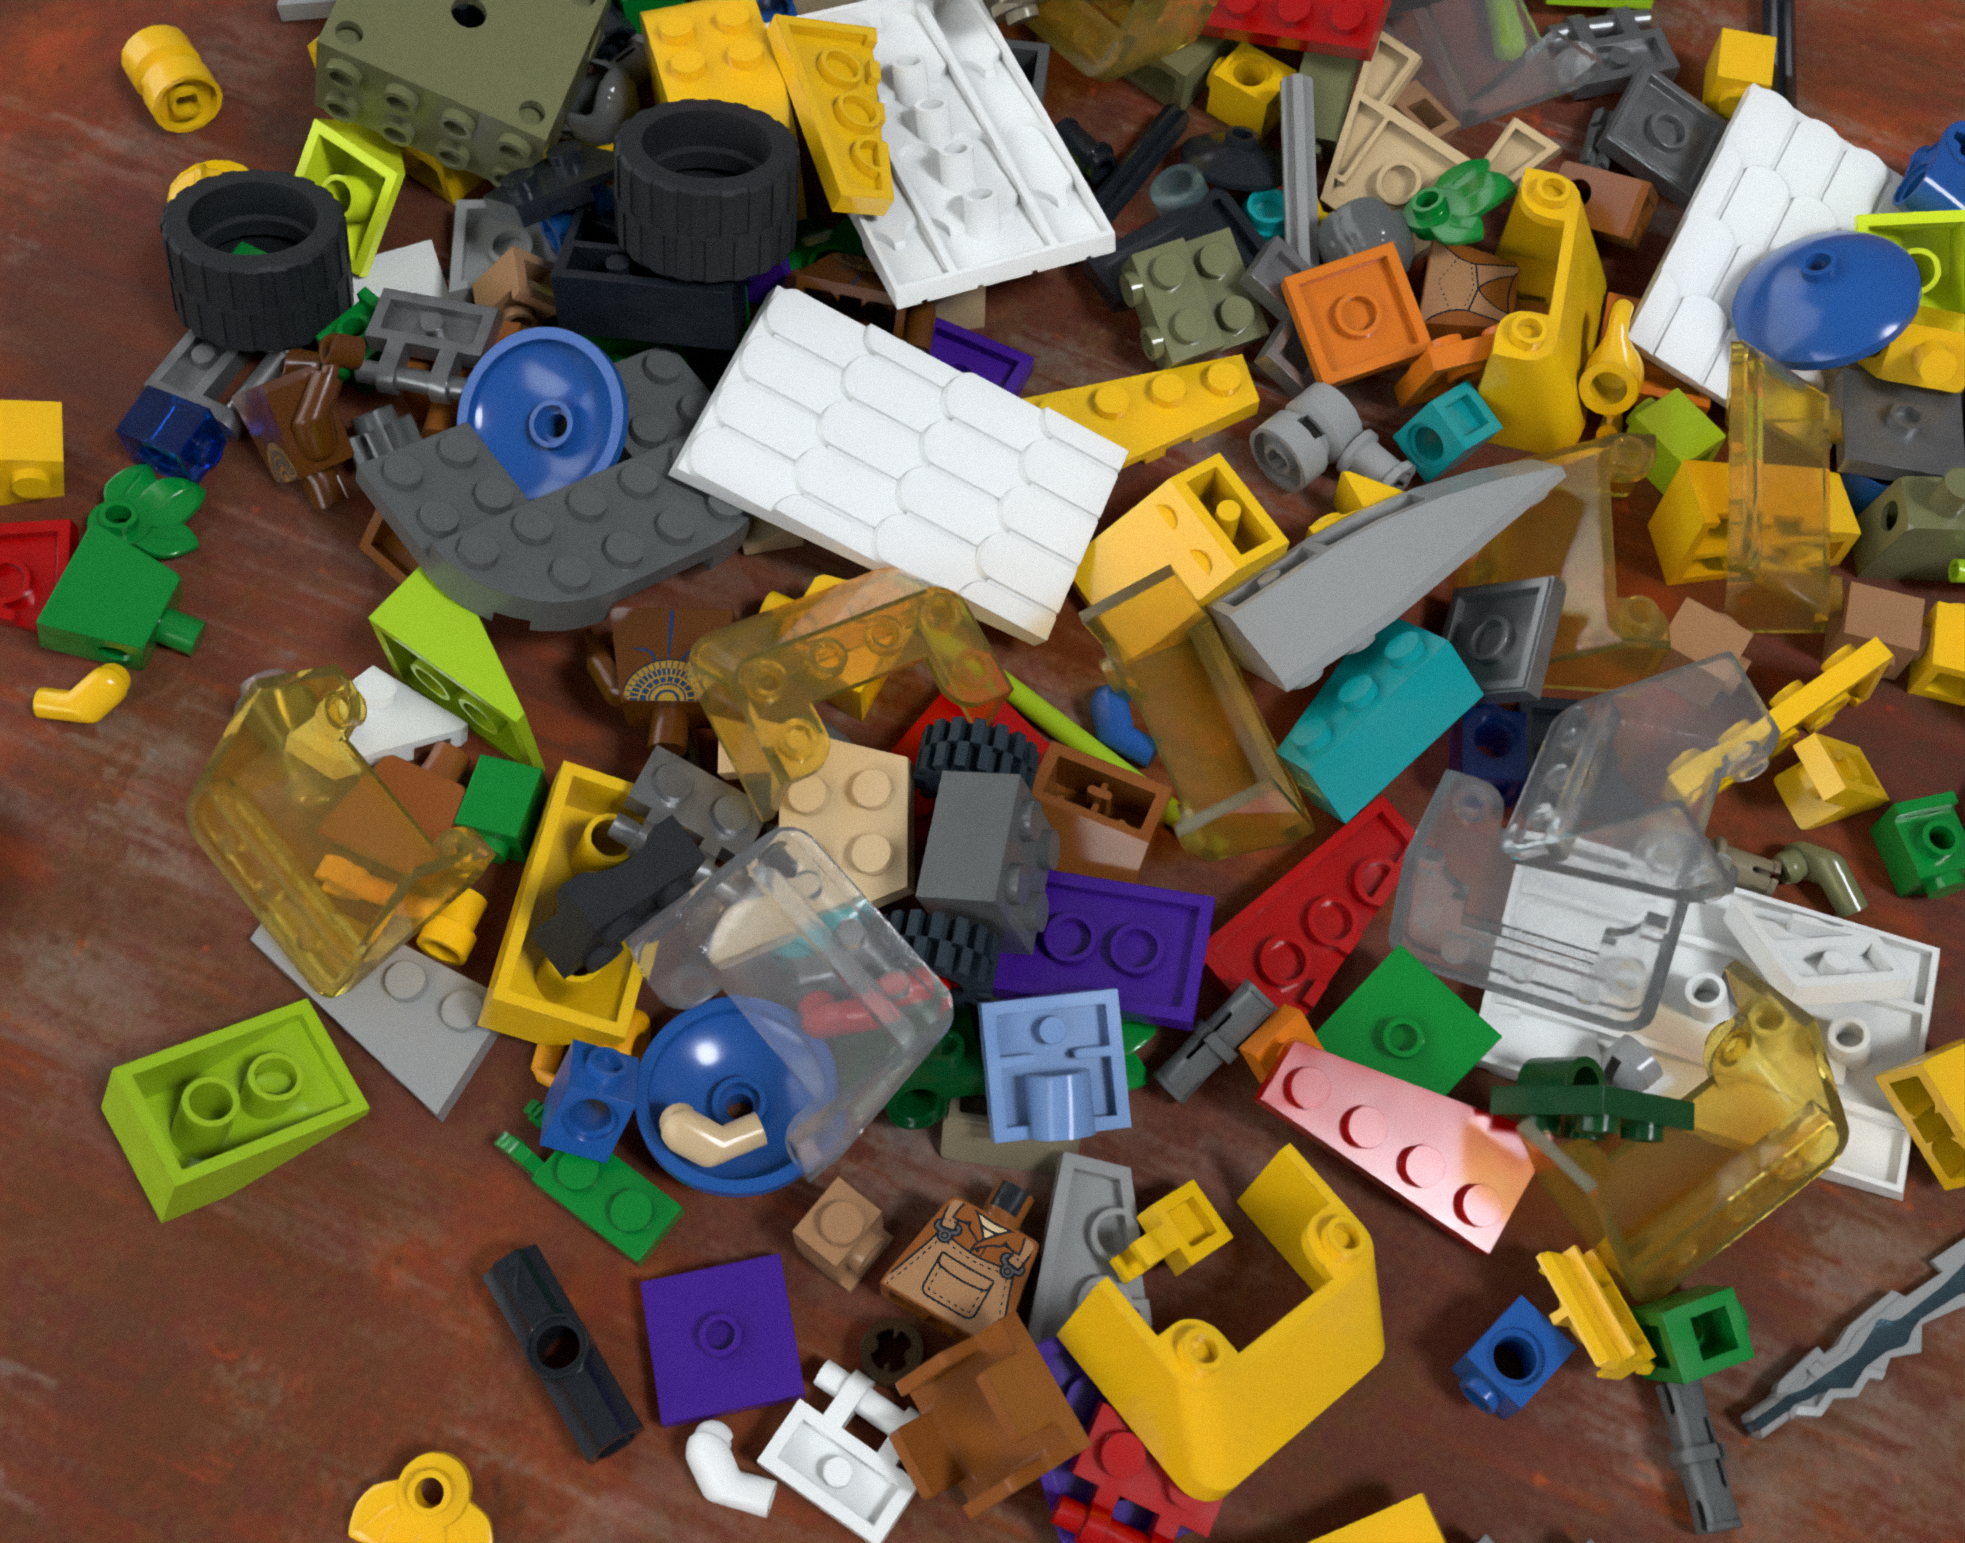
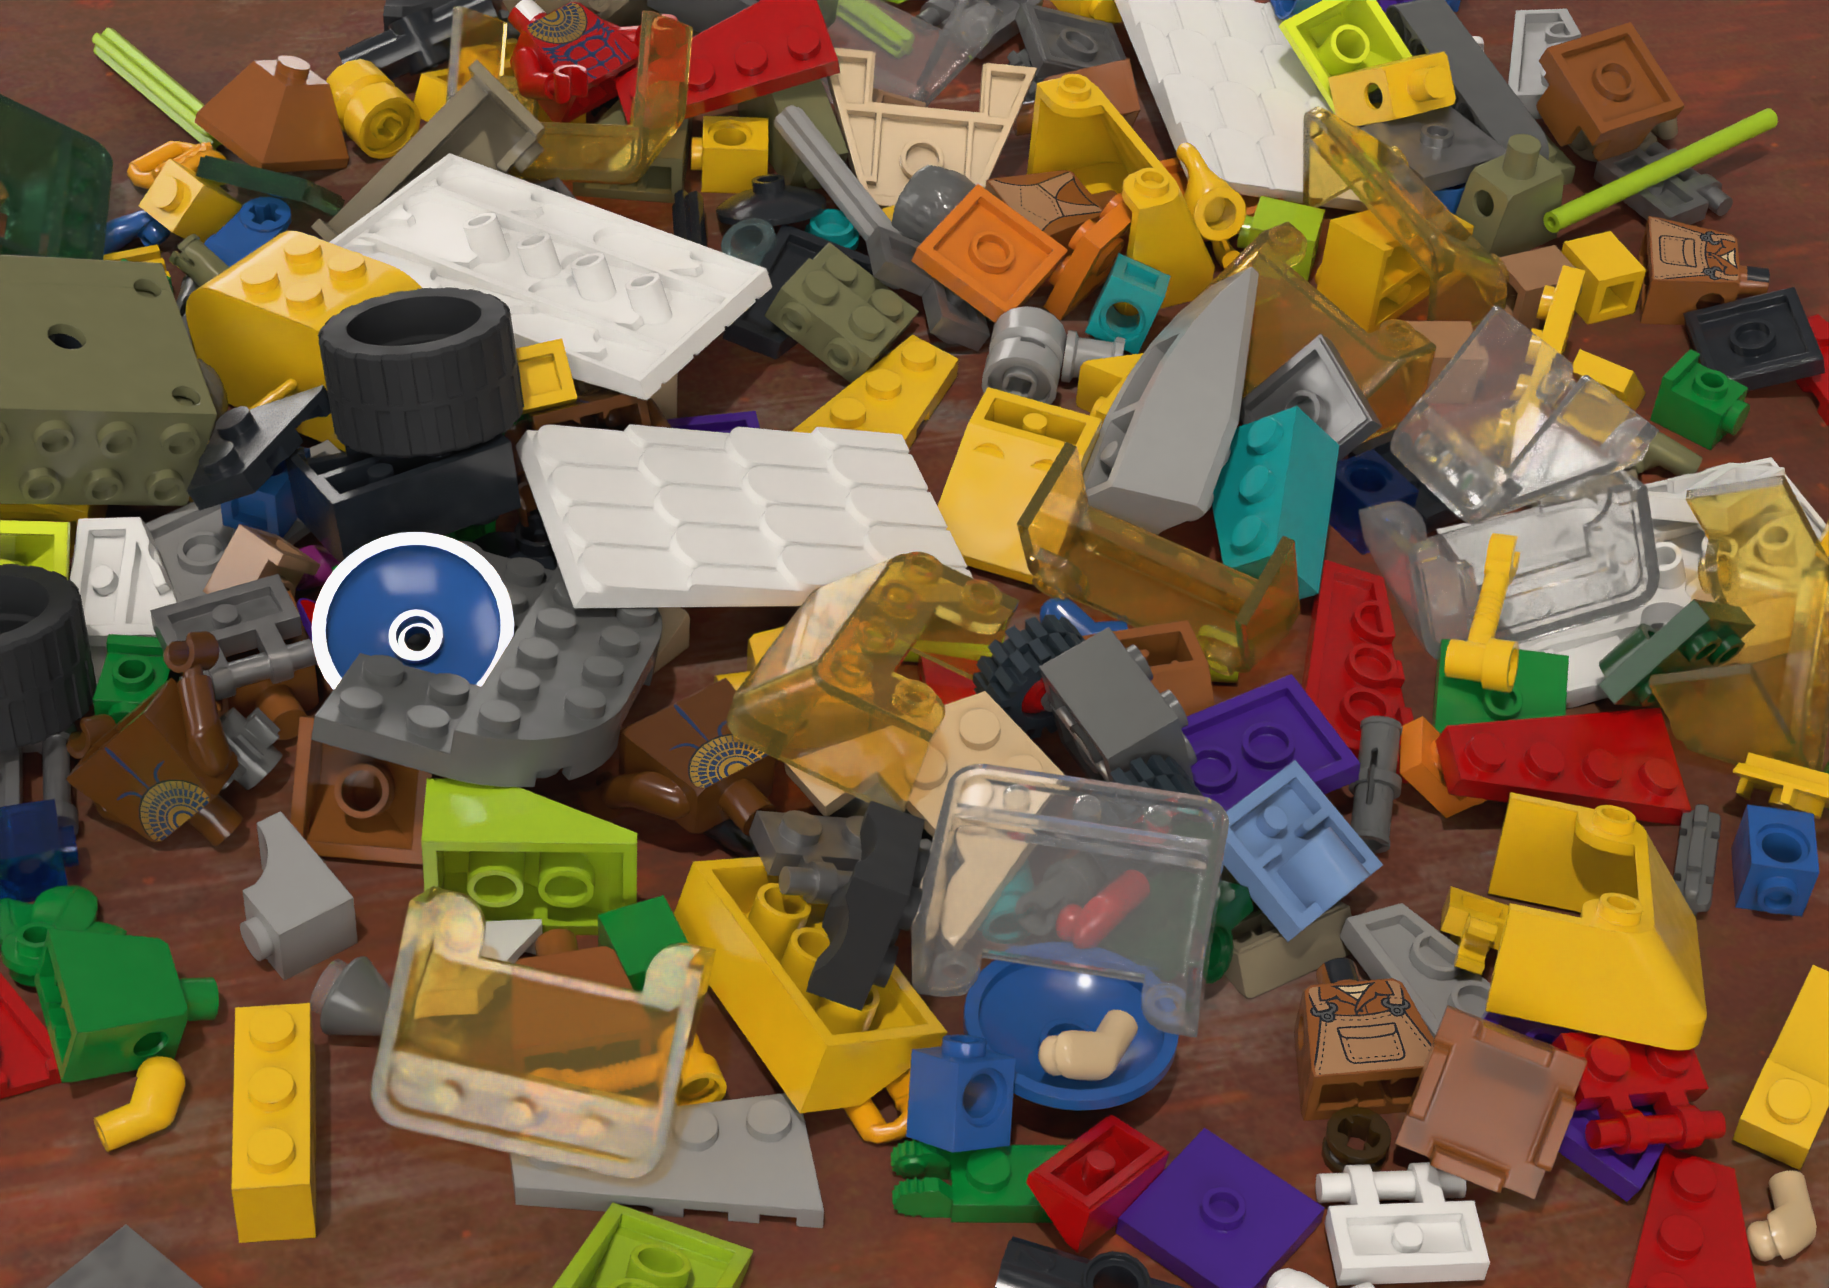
camera: 40 degrees left, 20 degrees down
(134, 774) = (274, 1123): none -> yellow brick
(310, 598) = (297, 906): none -> light grey arch
(419, 241) = (118, 577): none -> white wing
(639, 1241) = (1096, 1180): none -> red slope
(826, 240) = (545, 376): none -> yellow tile
(836, 100) = (445, 261): yellow wing -> none
(843, 1235) = (1242, 1079): medium nougat brick -> none
(1406, 991) = (1482, 655): none -> yellow brick
(1447, 1304) = (1697, 857): none -> dark grey axle
(1456, 202) = (995, 142): green plate -> none
(1828, 299) = (1314, 65): blue dish -> none

